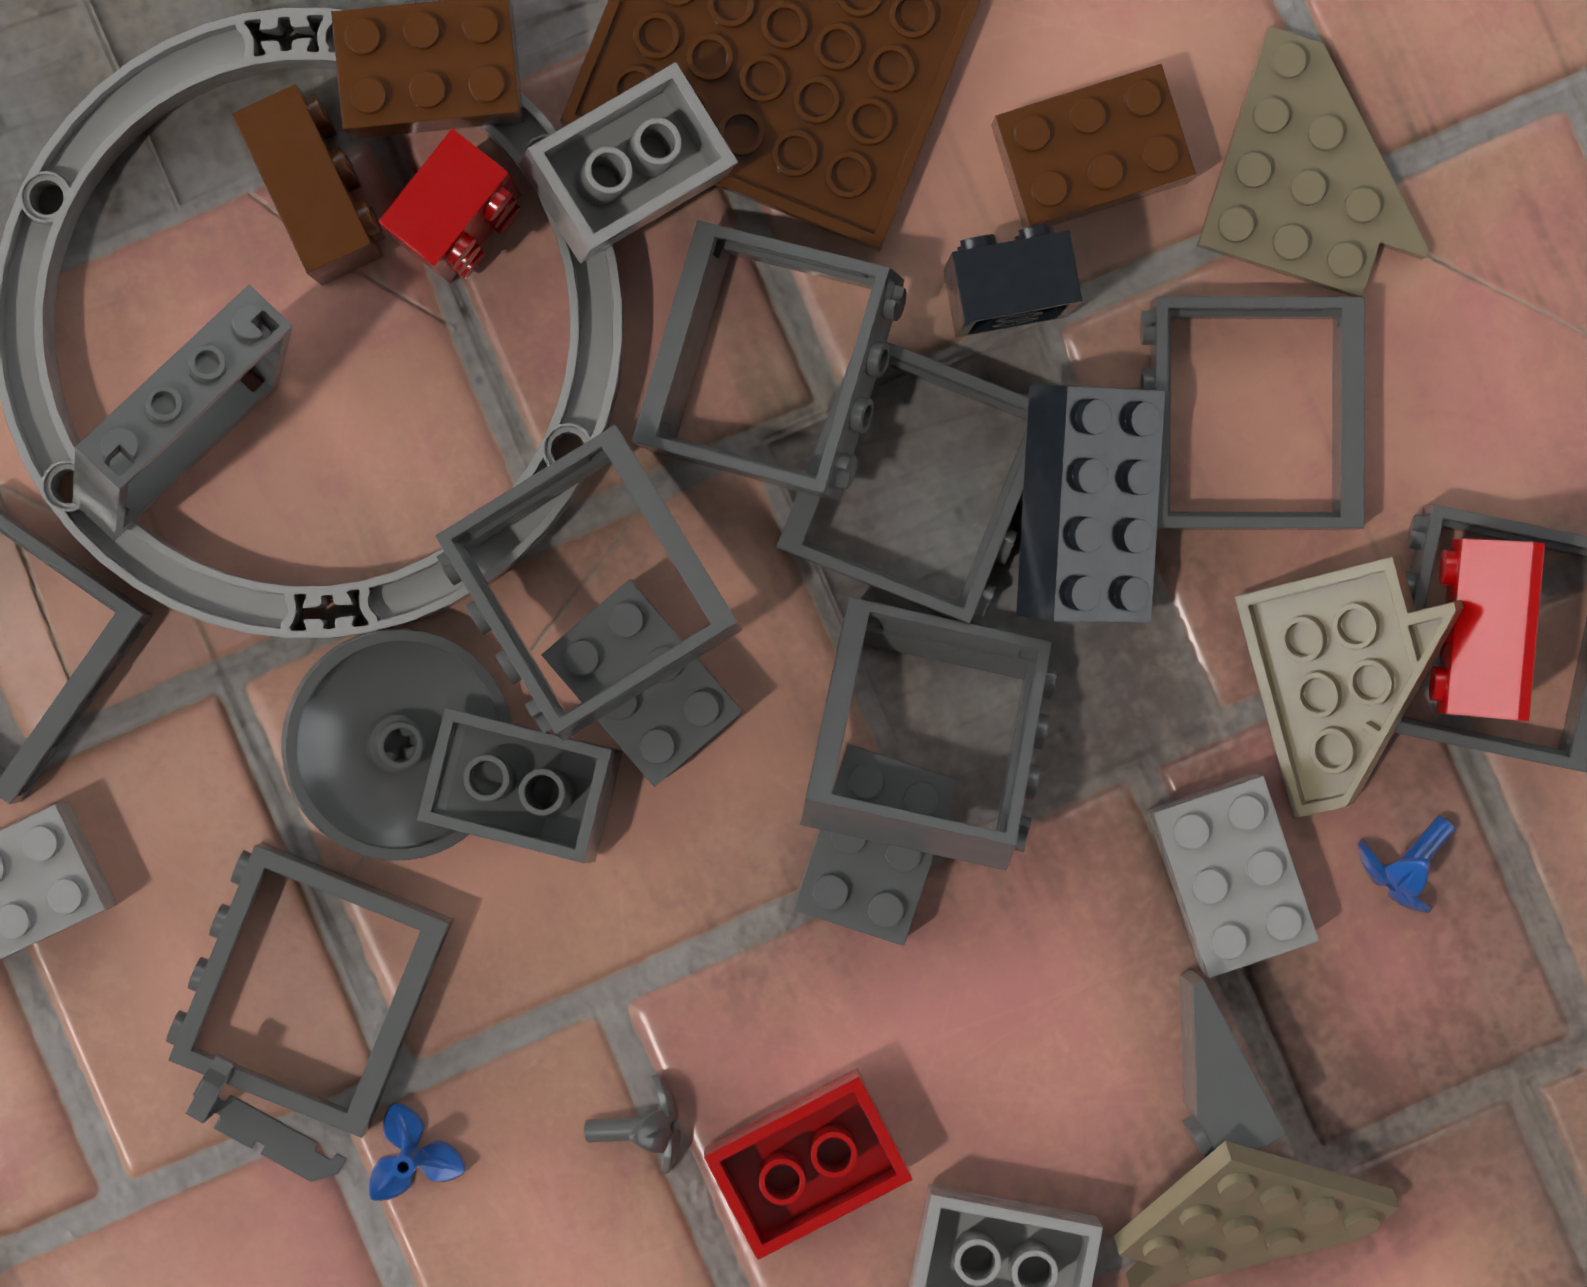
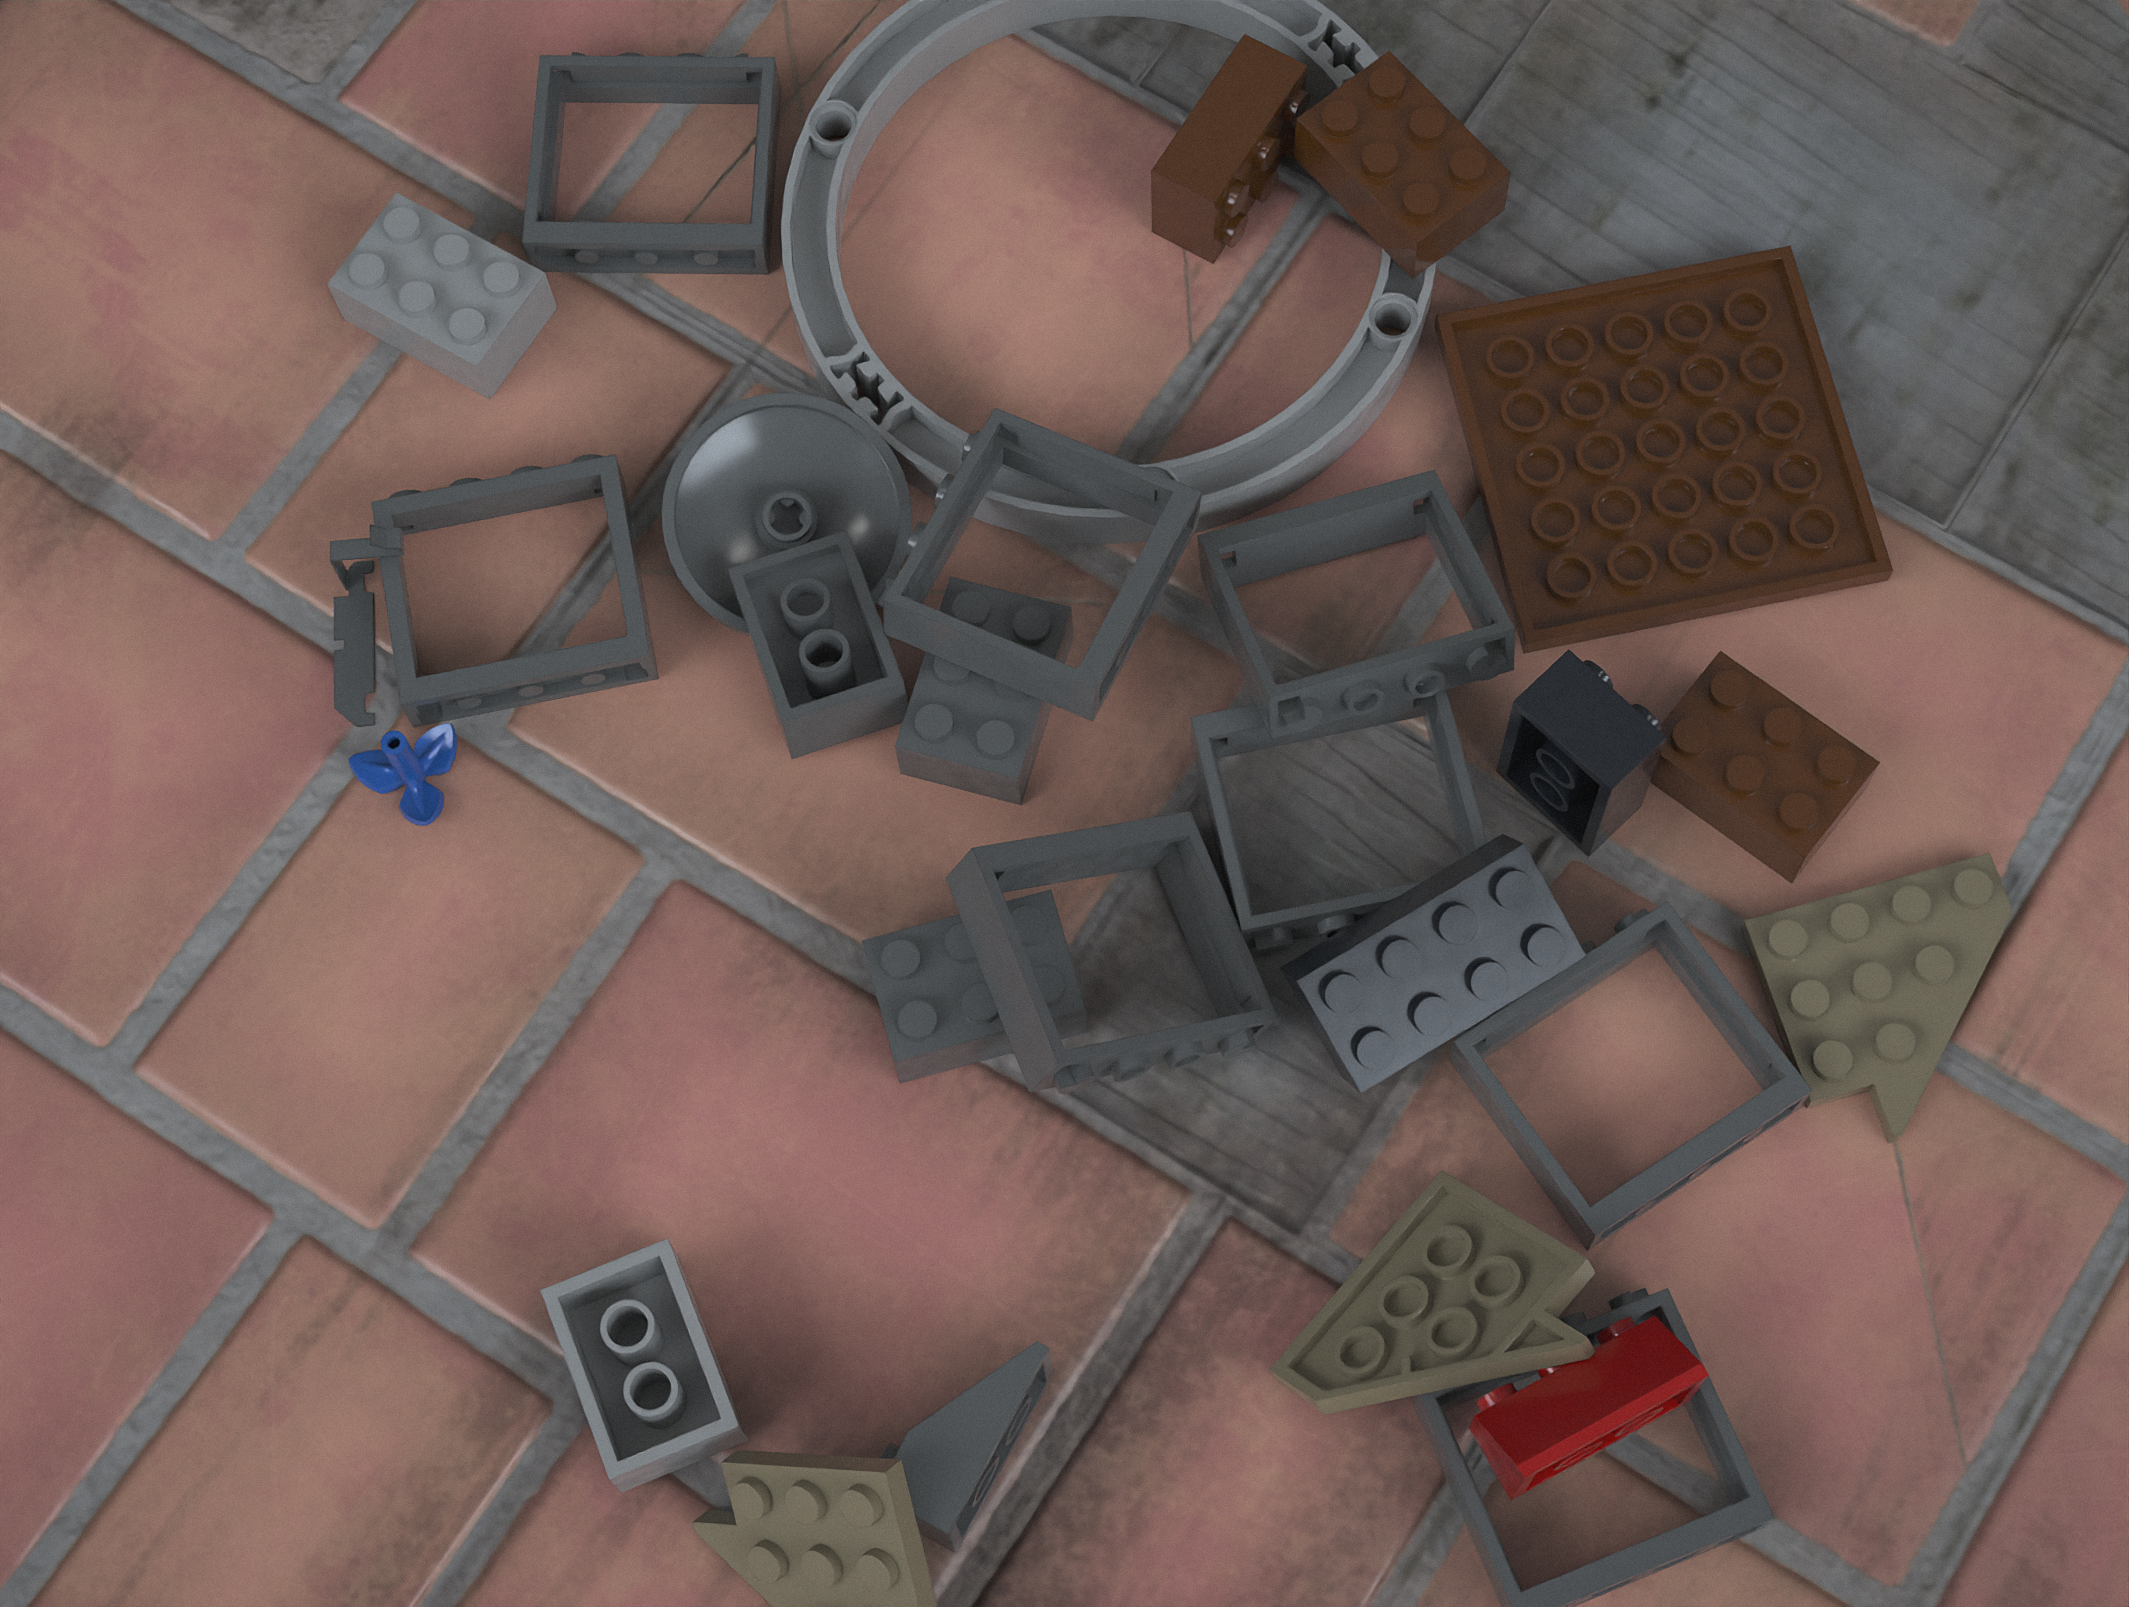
camera: 65 degrees right, 20 degrees down
(179, 413) = (944, 185): dark grey window -> none
(453, 208) = (1293, 255): red brick -> none
(627, 162) = (1441, 367): light grey brick -> none
(651, 1133) = (569, 957): dark grey plant -> none
(807, 1164) = (626, 1116): red brick -> none
(1232, 875) = (1172, 1340): light grey brick -> none
(1409, 874) = (1293, 1505): blue plant -> none

